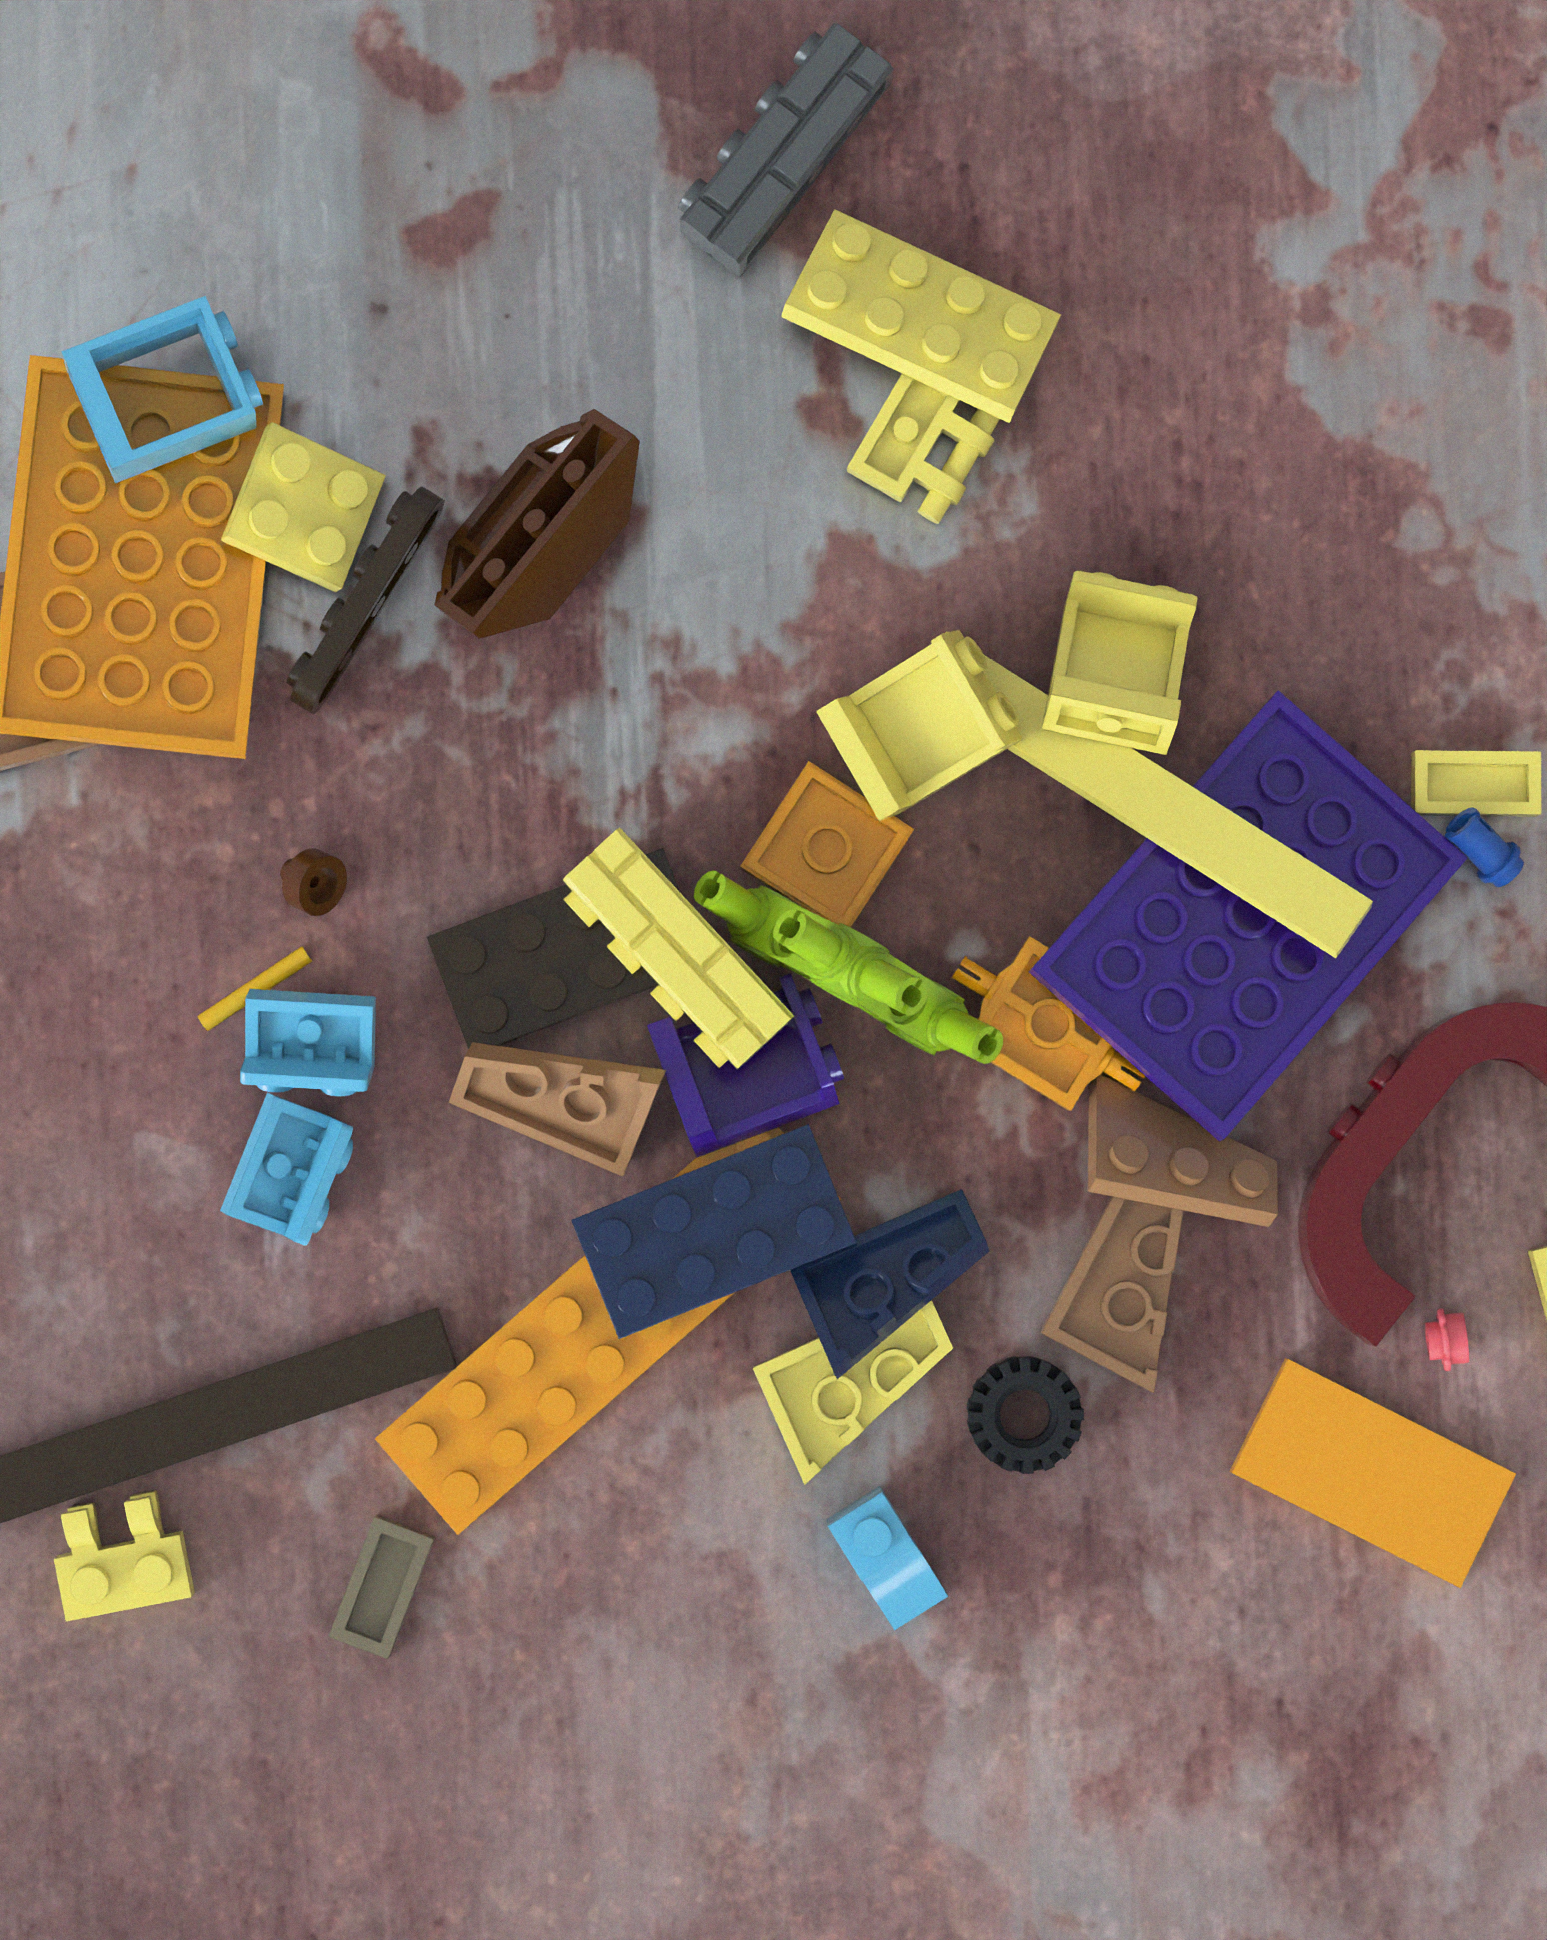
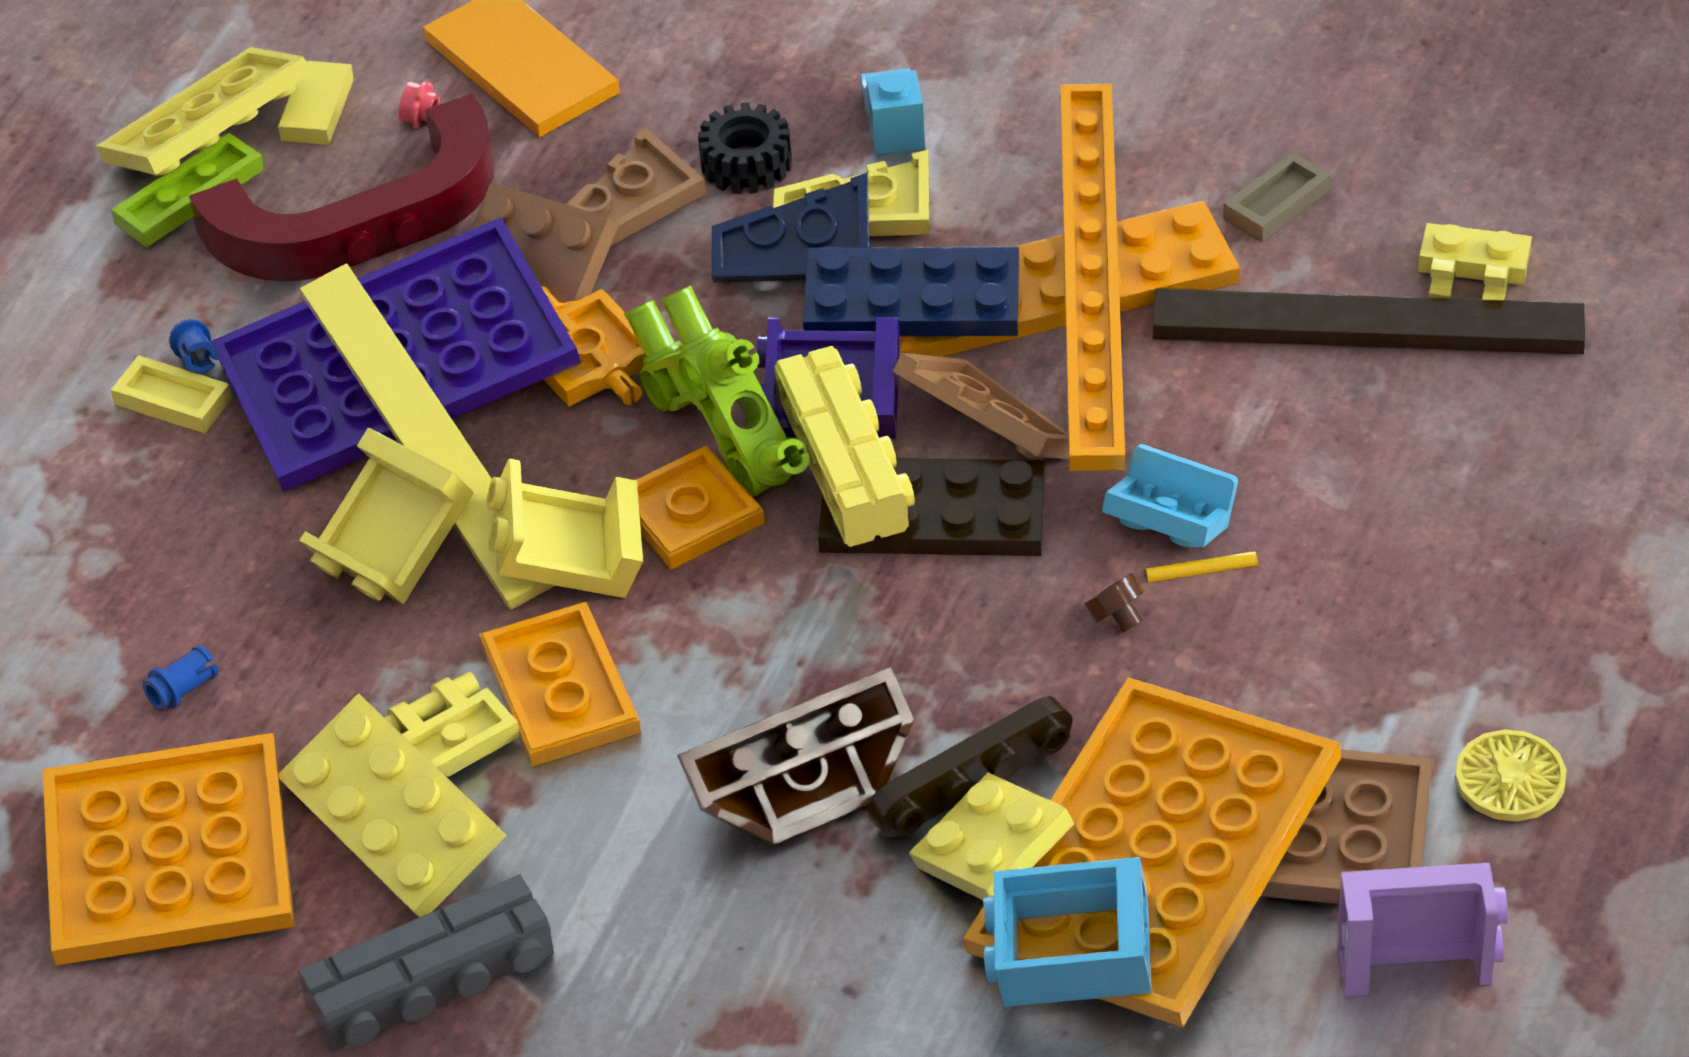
camera: 150 degrees left, 40 degrees down
(288, 1169) = (1225, 425): medium azure bracket -> none
(522, 1336) = (1091, 280): none -> light orange plate
(843, 557) = (559, 683): none -> light orange tile
(1120, 184) = (166, 849): none -> light orange plate
(1231, 395) = (168, 685): none -> blue pin

